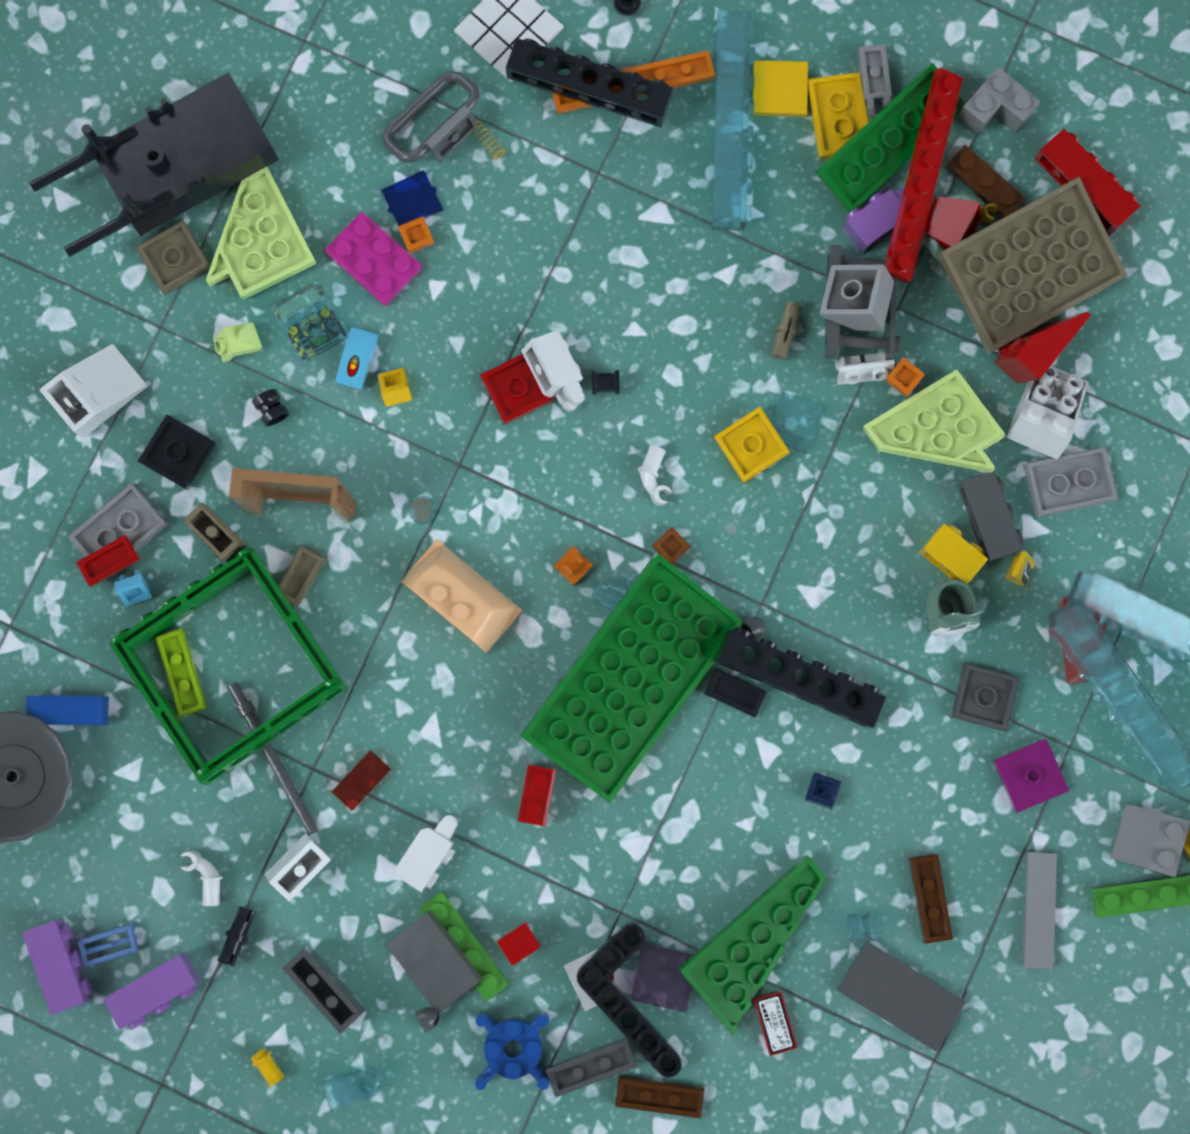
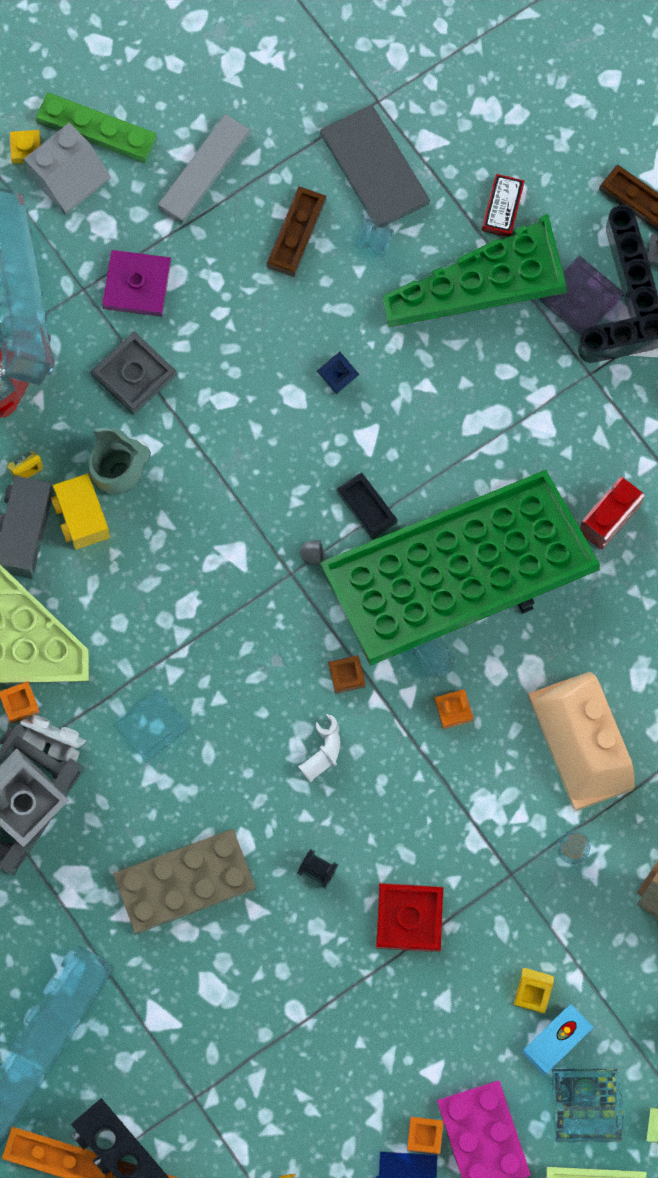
camera: 150 degrees left, 10 degrees down
(555, 369) = (361, 908): white hinge -> none
(699, 320) = (184, 881): none -> dark tan plate
(752, 444) = (208, 726): yellow tile -> none
(785, 331) = (105, 818): dark tan pin -> none
(869, 700) = (259, 418): black brick -> none

